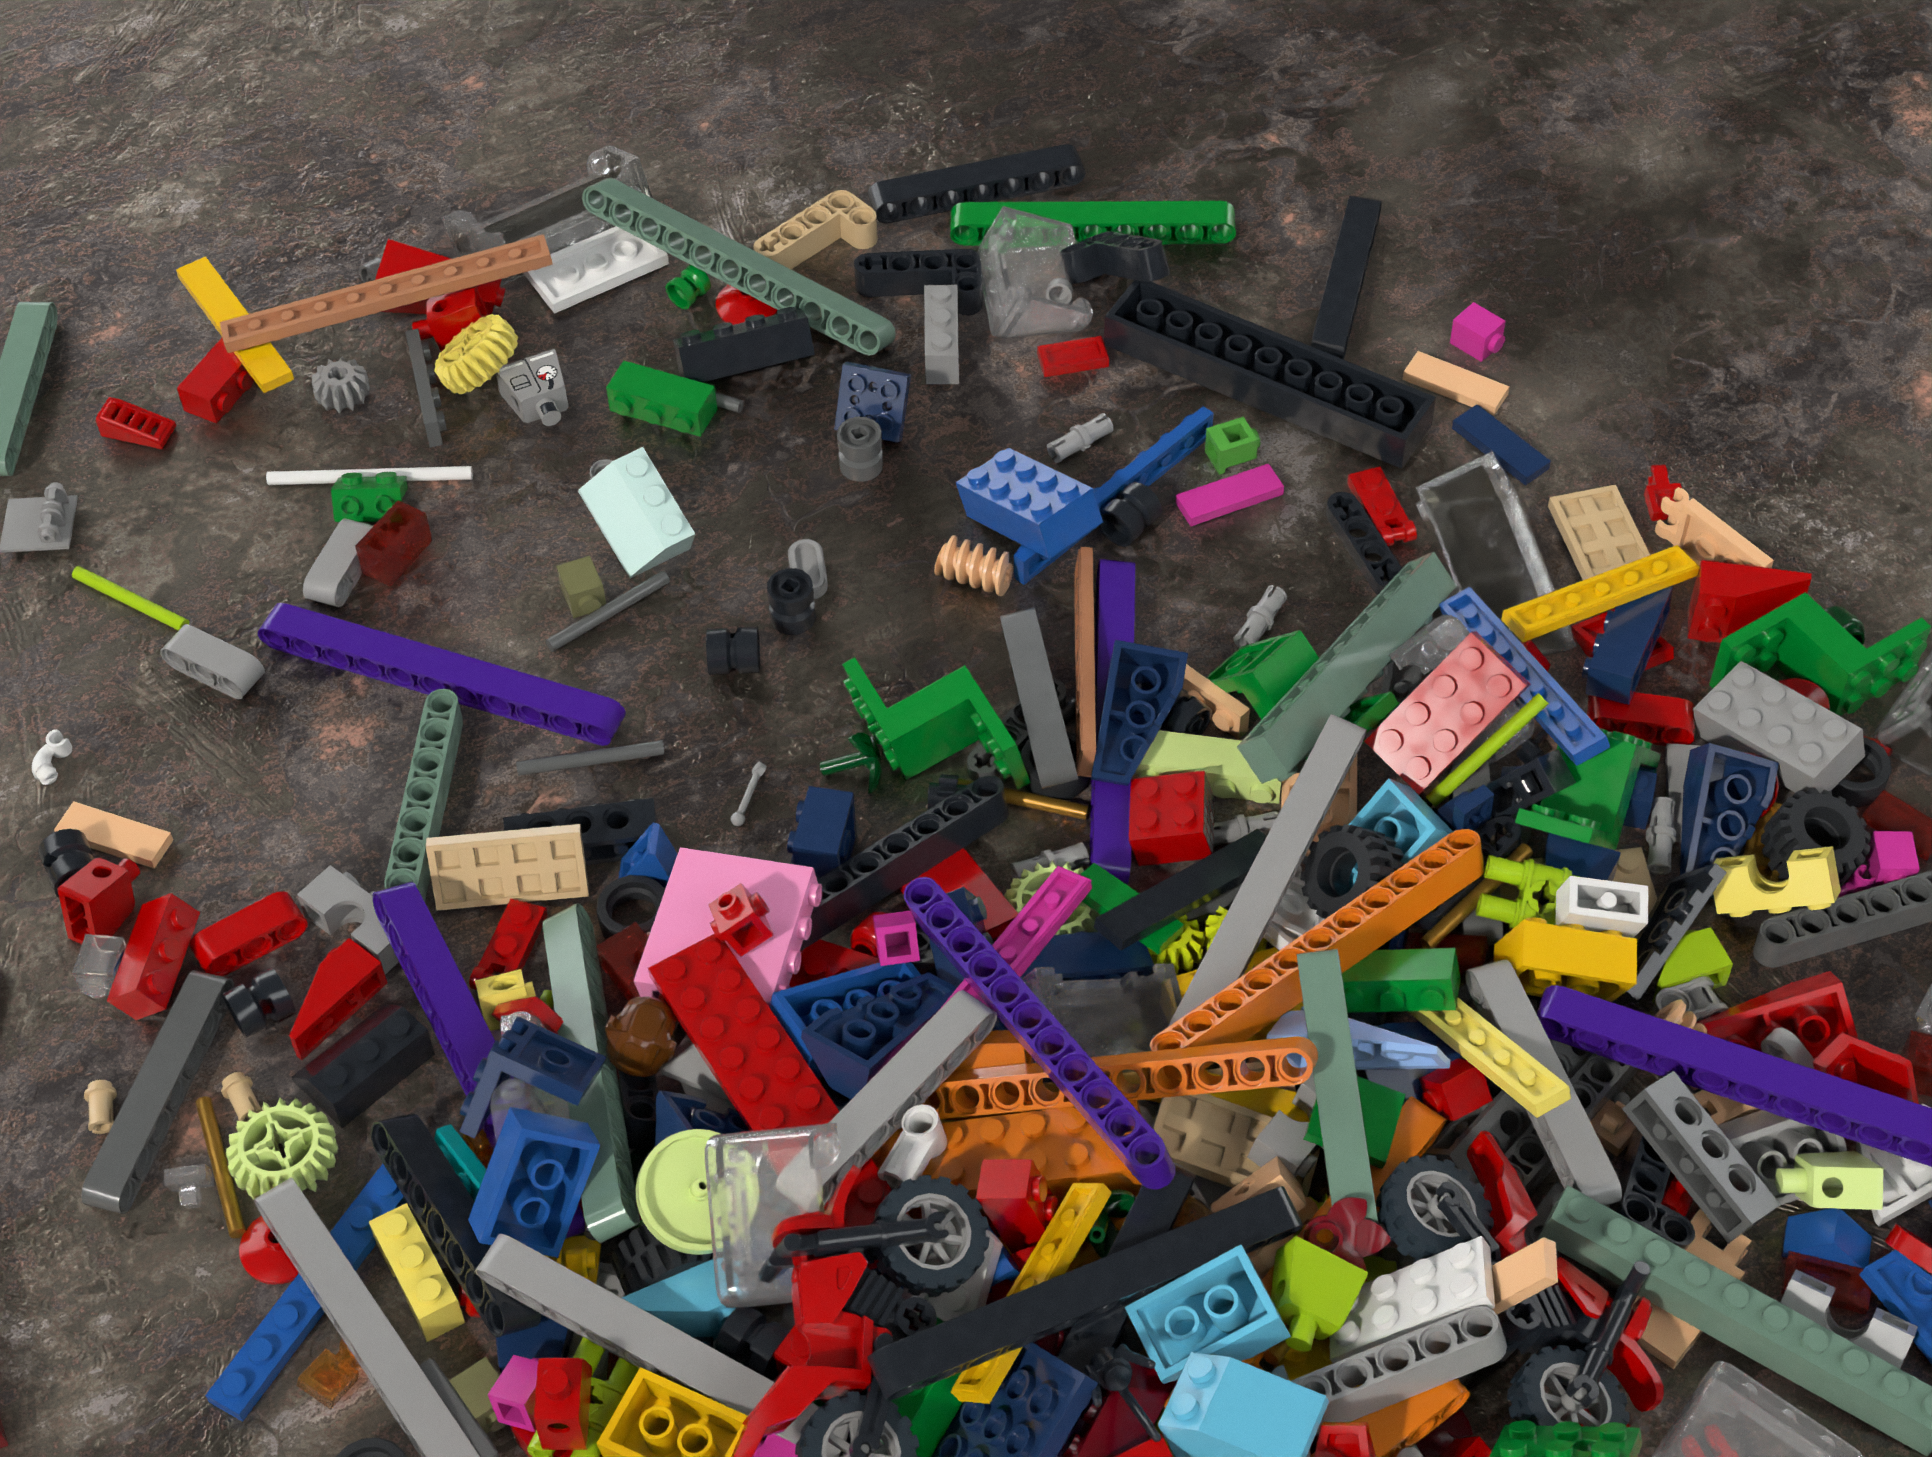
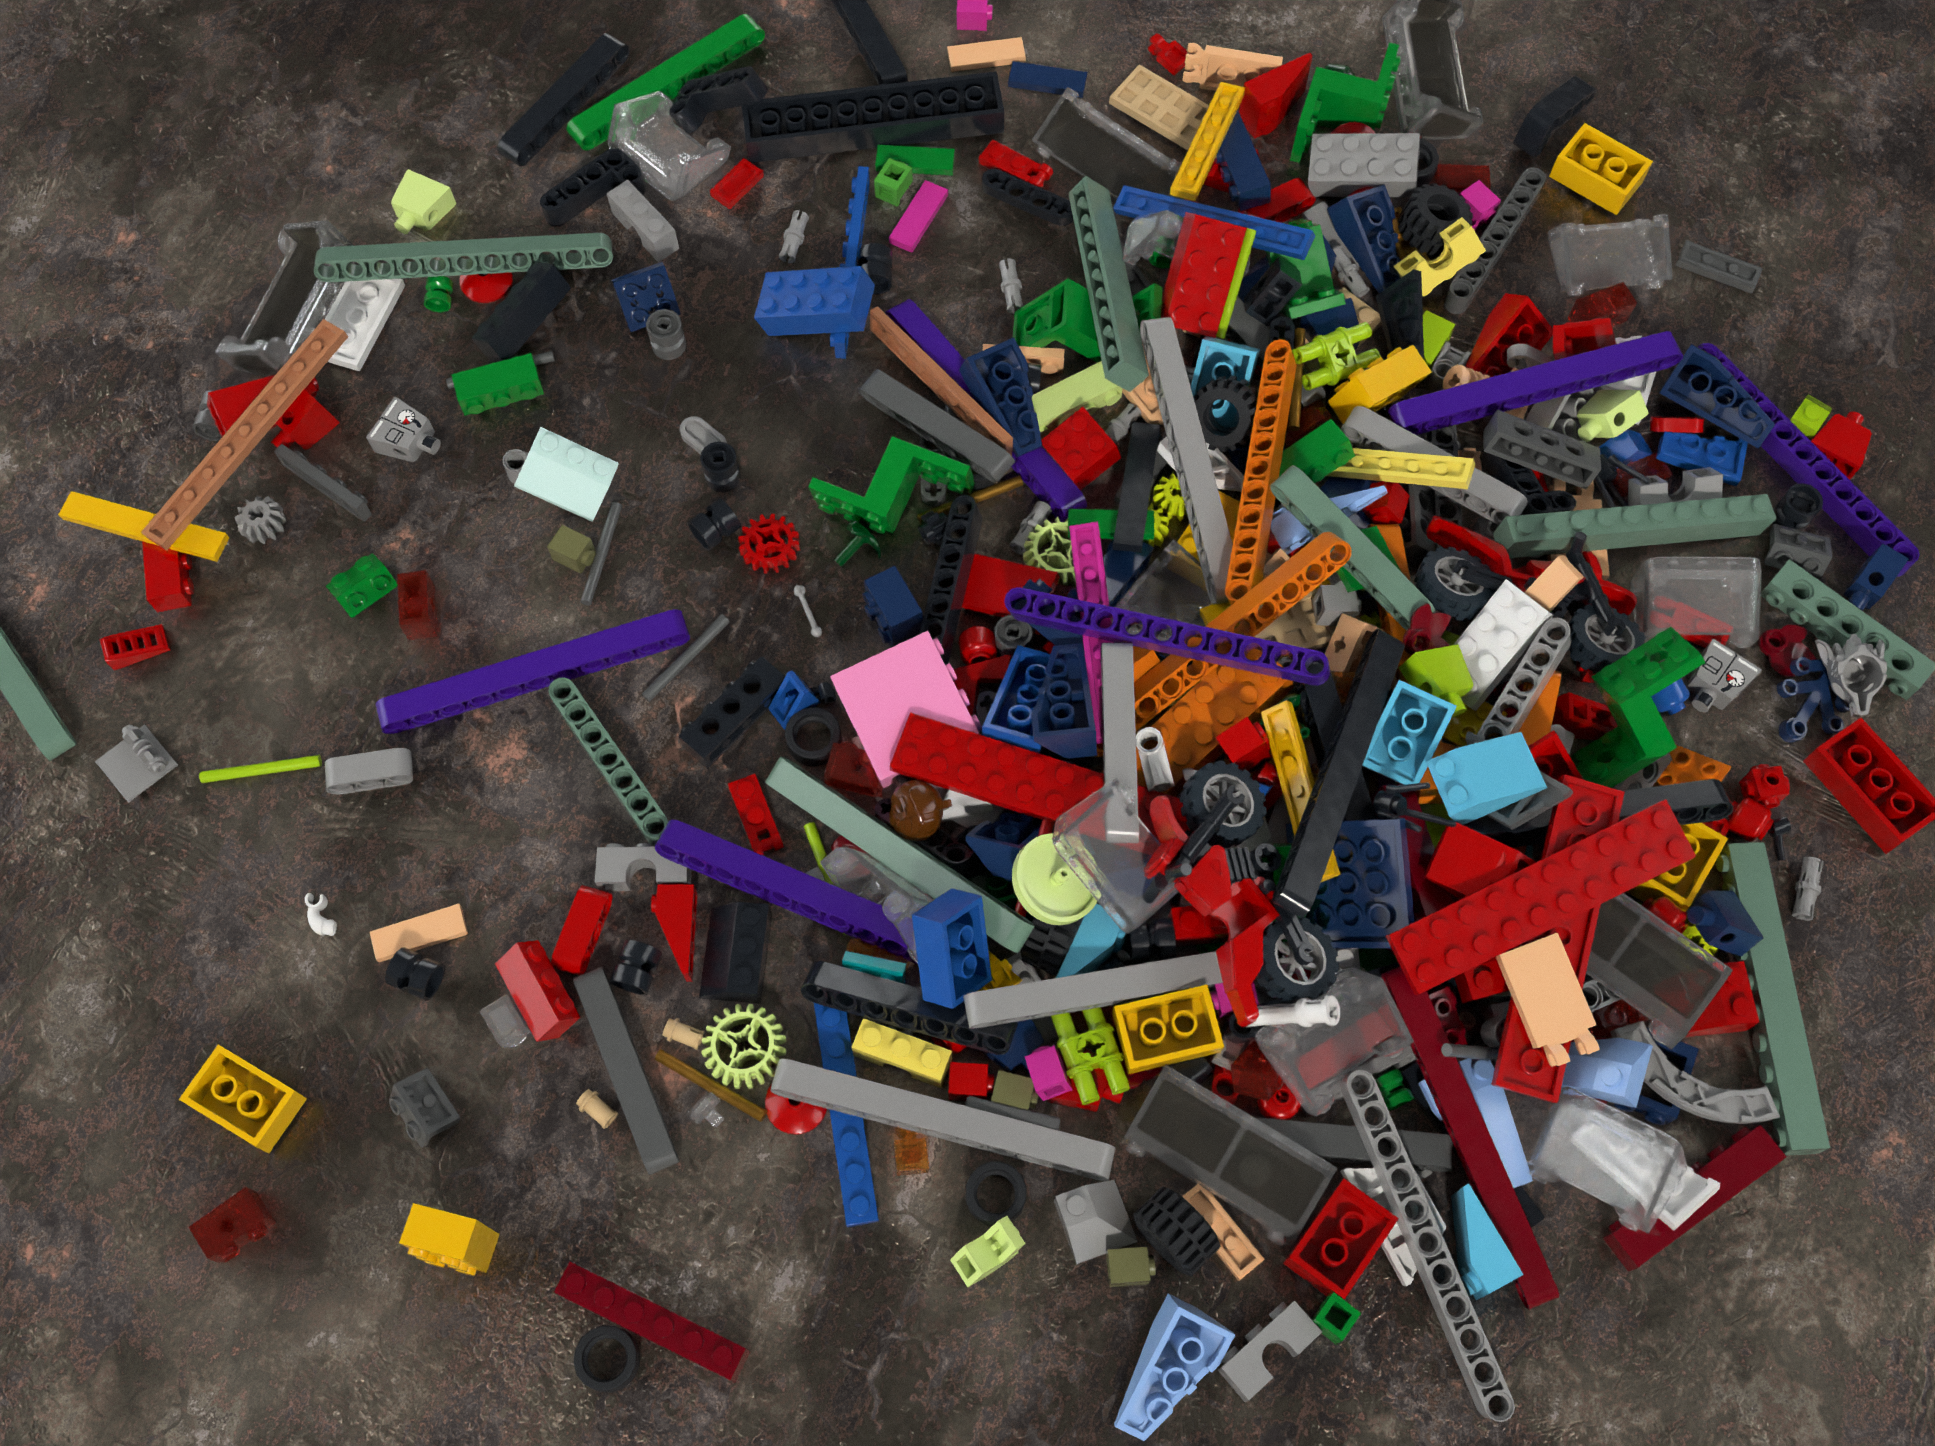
camera: 40 degrees left, 15 degrees up
(98, 898) = (461, 982): red torso -> none
(331, 476) = (318, 587): white piece -> none
(337, 565) = (389, 643): light grey beam -> none
(450, 1346) = (969, 1080): none -> red brick
(476, 354) = (343, 435): light yellow gear -> none
(499, 990) = (792, 847): light yellow brick -> none
(507, 866) = (713, 765): tan plate -> none
(535, 1007) = (815, 854): red tile -> none
(535, 1058) = (884, 874): dark blue bracket -> none
(563, 1398) = (1092, 1059): red torso -> none
(740, 919) = (922, 695): red brick -> none
(751, 198) = (420, 202): none -> yellowish green torso
(770, 703) = (769, 543): none -> red gear
(818, 226) = (491, 181): tan beam -> none
(896, 938) = (1009, 638): dark pink brick -> none
(974, 566) = (811, 365): light nougat piece -> none
(1065, 294) = (694, 142): light grey hinge -> none
(1283, 441) = (921, 159): none -> green tile
(1468, 809) = (1251, 331): dark blue bracket -> none
(1602, 905) = (1383, 338): white brick -> none
(1776, 1241) = (1609, 473): none -> black plant

